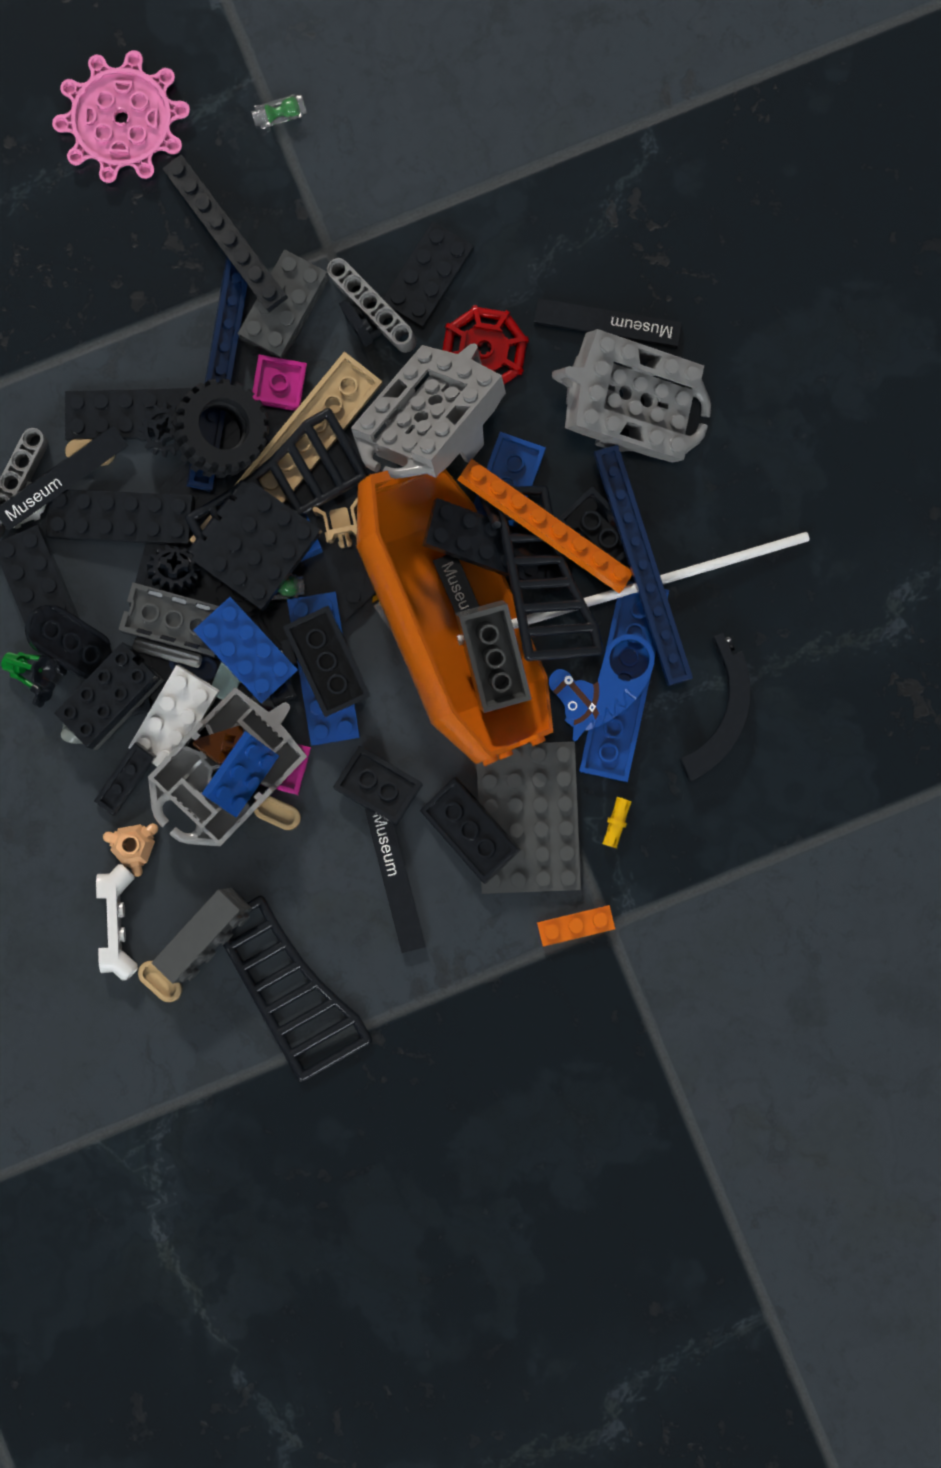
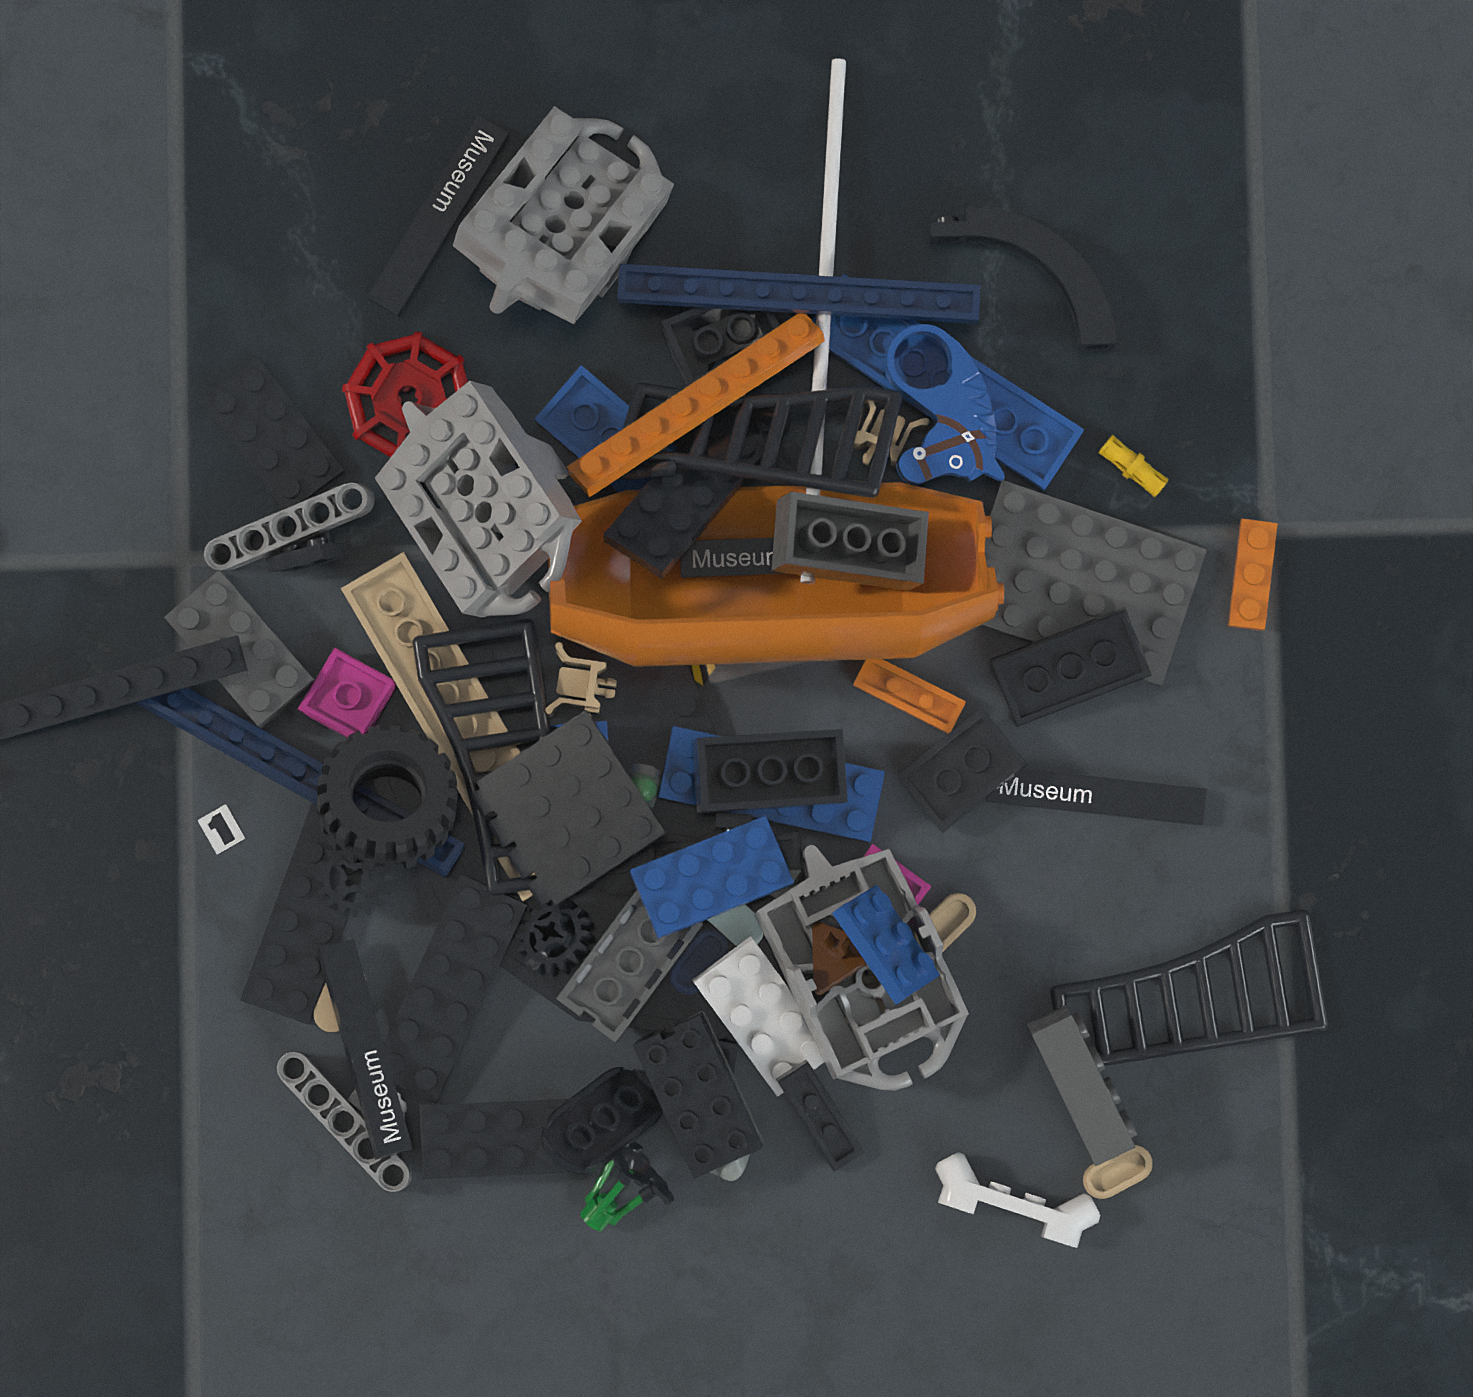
camera: 75 degrees left, 0 degrees up
(132, 845) = (916, 1140): light nougat rock -> none
(167, 652) = (669, 989): light grey axle -> none
(168, 339) = (221, 829): none -> white sticker
(414, 736) = (909, 694): none -> orange plate
(578, 661) = (864, 438): none -> tan piece

